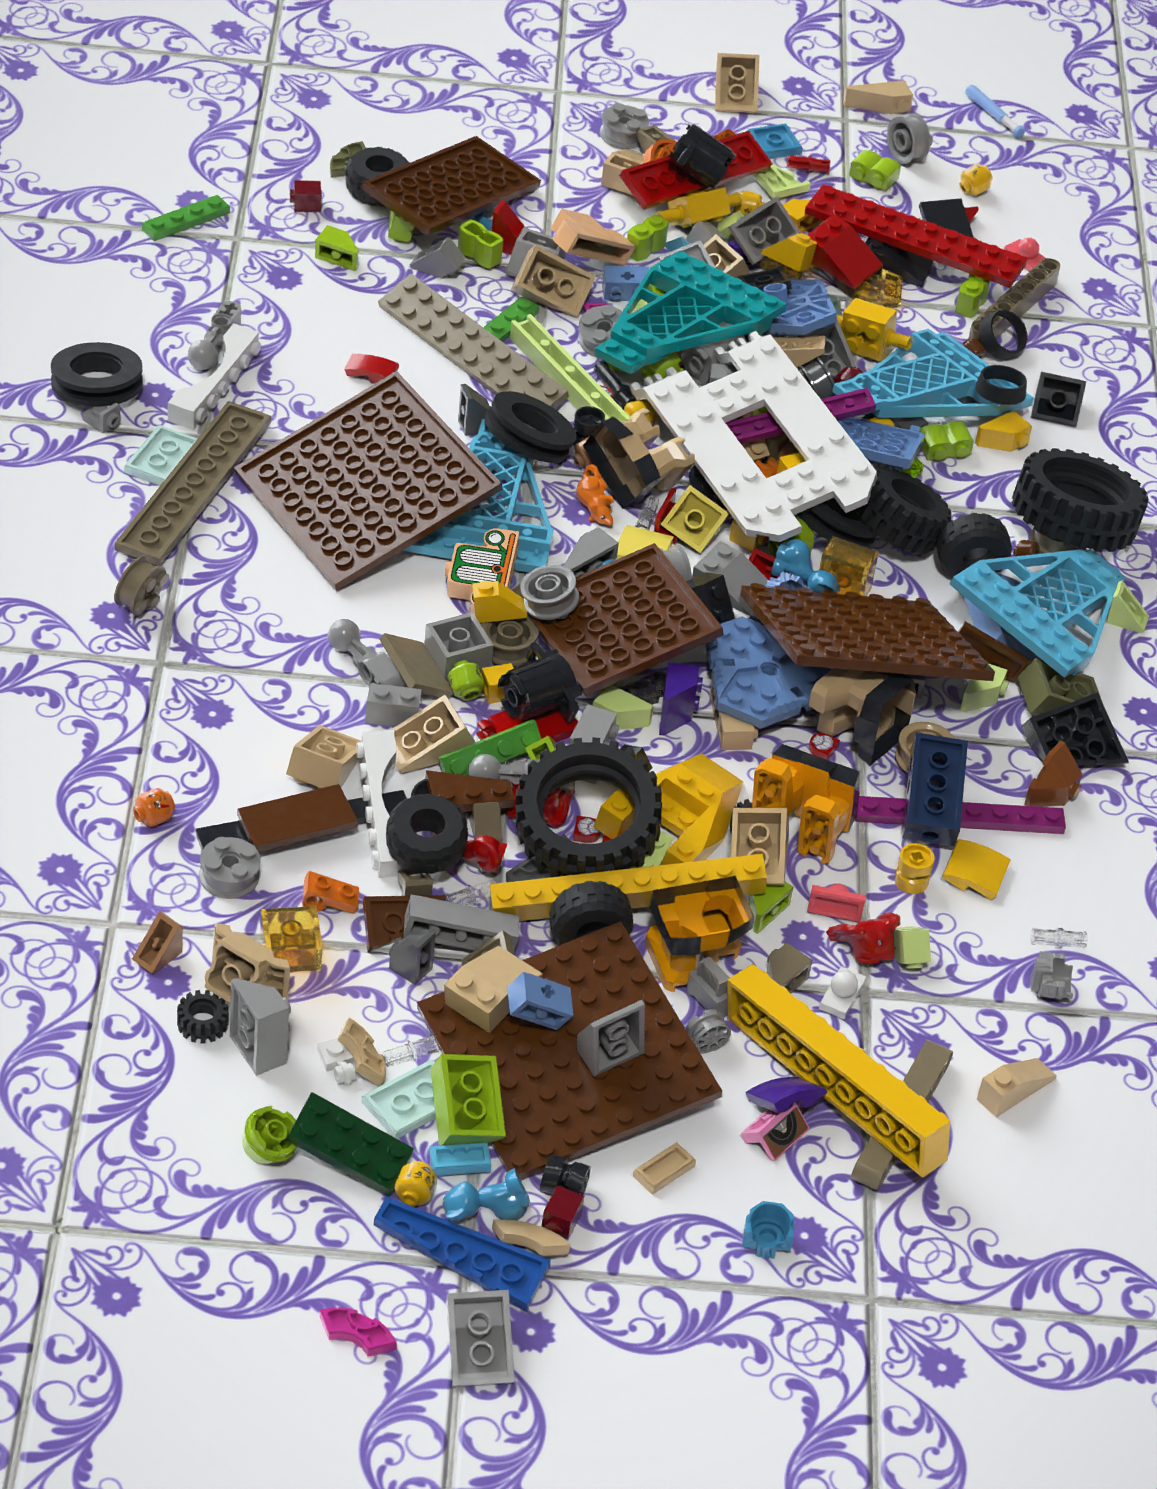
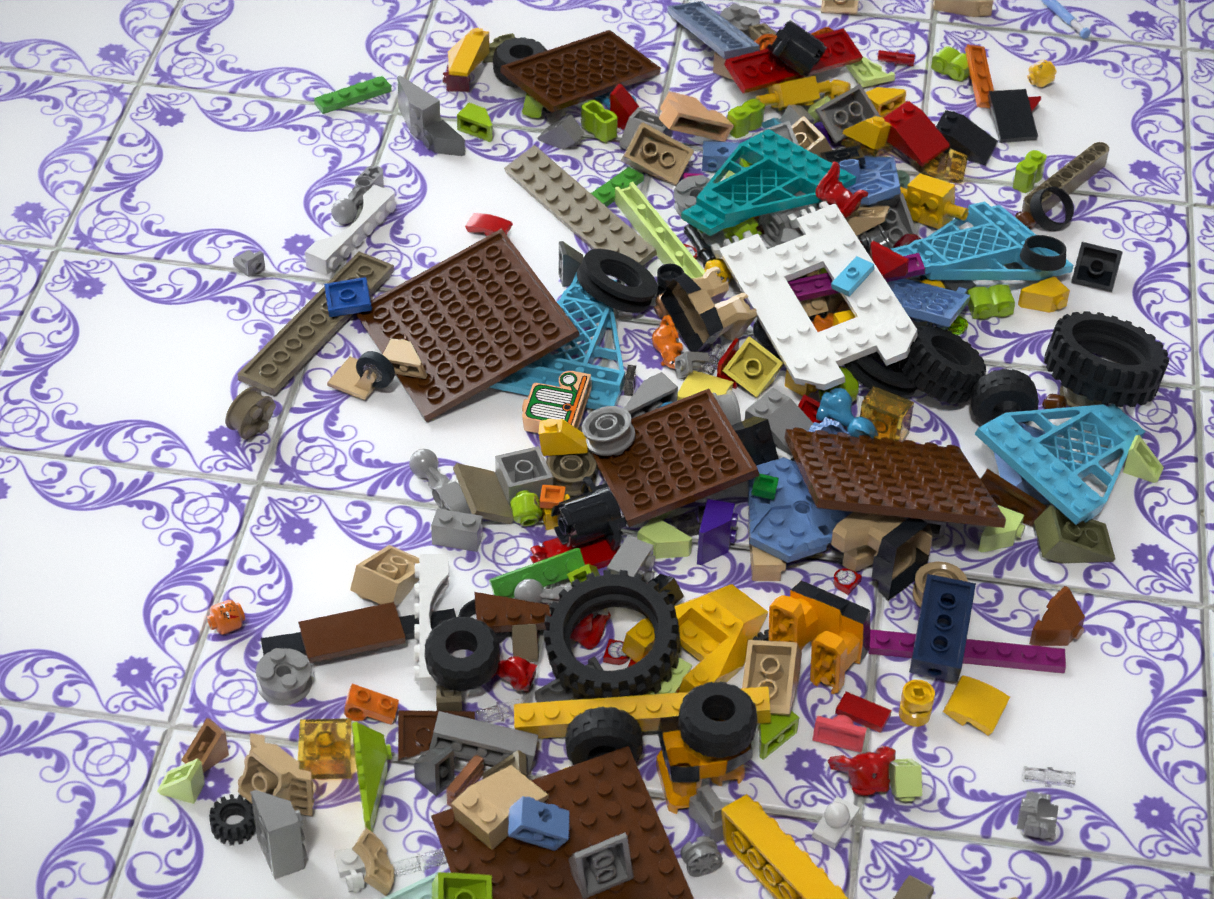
camera: 10 degrees right, 0 degrees up
(96, 391) = (253, 240): black tyre -> none
(140, 980) = (184, 782): none -> yellowish green slope
(159, 455) = (291, 296): light aqua tile -> none
(226, 453) = (347, 297): none -> blue tile
(259, 541) = (363, 375): none -> plate
(269, 234) = (417, 107): none -> light grey slope
(303, 269) = (443, 139): none -> dark grey slope
(304, 521) = (404, 358): none -> tan slope
(316, 165) = (469, 52): none -> yellow wedge
(340, 957) = (372, 768): none -> lime wedge
(429, 735) = (484, 558): tan slope -> none
(445, 967) = (468, 776): none -> nougat tile
(495, 665) = (551, 496): none -> orange plate
(559, 536) = (630, 380): none -> clear smoke tile
(597, 134) = (713, 29): none -> sand blue plate
(622, 516) = (689, 361): none -> light grey bracket
(716, 887) = (717, 737): none -> black tyre
(729, 647) = (765, 486): none -> green plate
(767, 322) = (834, 192): none -> red hair
(777, 140) = (870, 38): dark azure tile -> none
(789, 967) = (785, 798): dark tan slope -> none
(799, 415) = (852, 276): none -> medium azure plate
(835, 397) = (887, 261): none -> red slope
(858, 880) = (863, 711): none -> red tile
(906, 180) = (979, 74): none -> orange tile
(909, 138) = (987, 34): light grey wheel -> none
(918, 236) = (984, 121): red plate -> none
(1028, 248) = (1079, 136): coral tile -> none
(1082, 727) = (1088, 575): black wedge -> none

